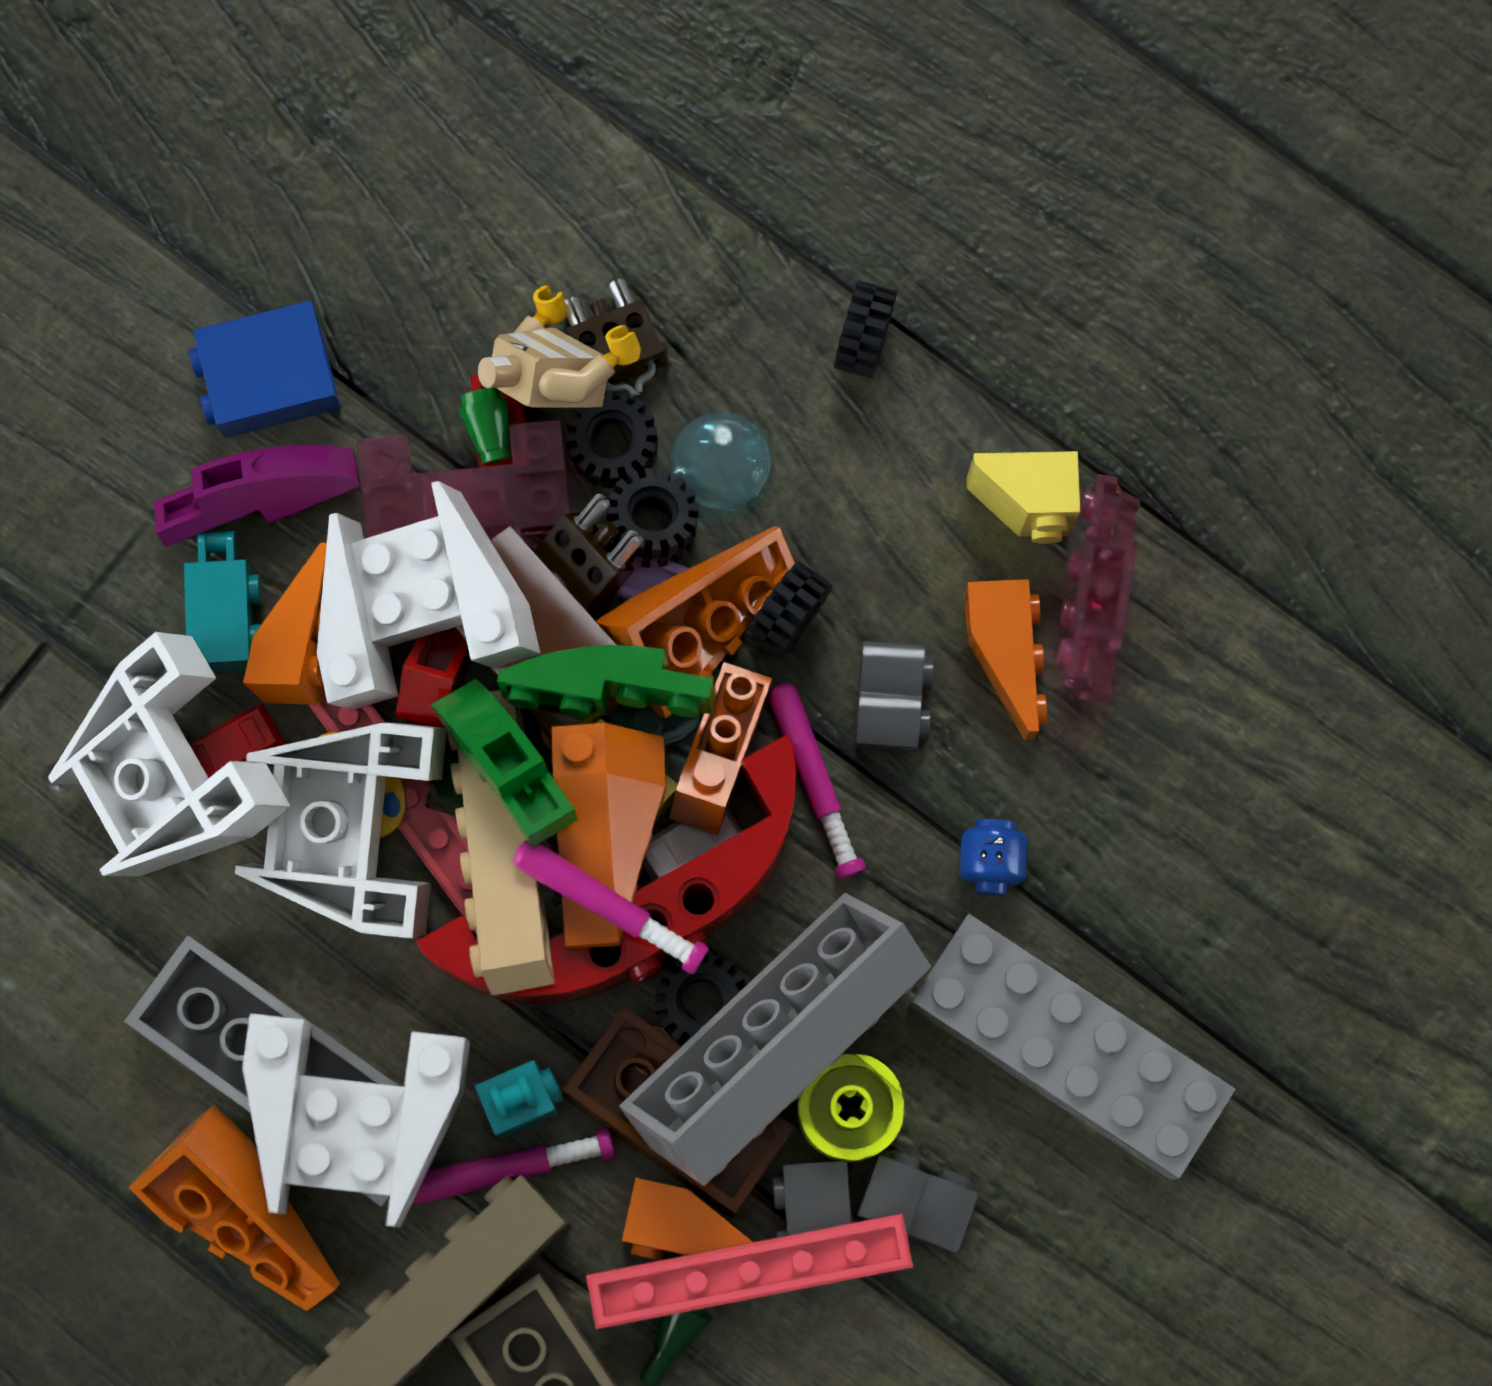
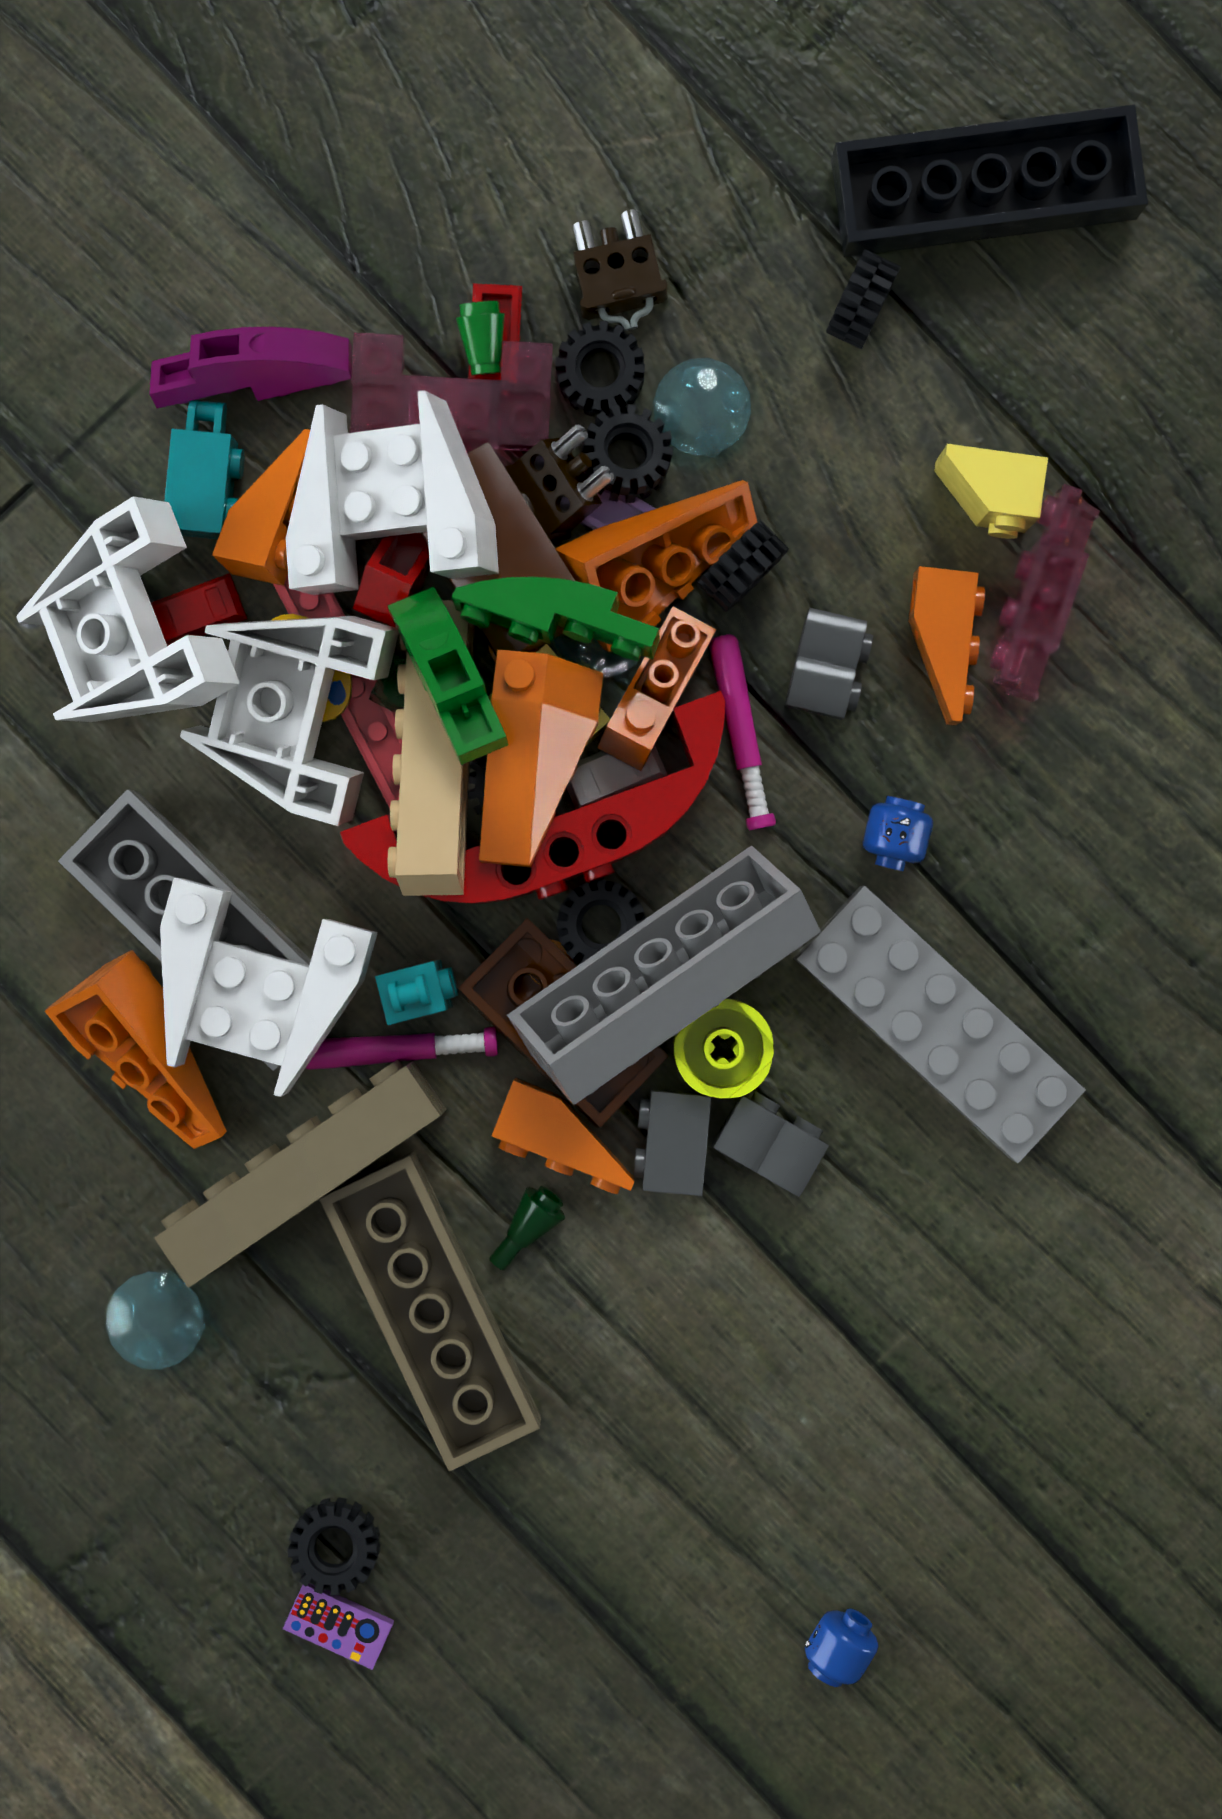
camera: 15 degrees right, 10 degrees up
(264, 370) = (275, 247): blue brick -> none
(550, 367) = (549, 289): tan torso -> none
(596, 897) = (507, 814): dark pink piece -> none
(749, 1271) = (604, 1183): coral tile -> none
(970, 196) = (989, 180): none -> black brick

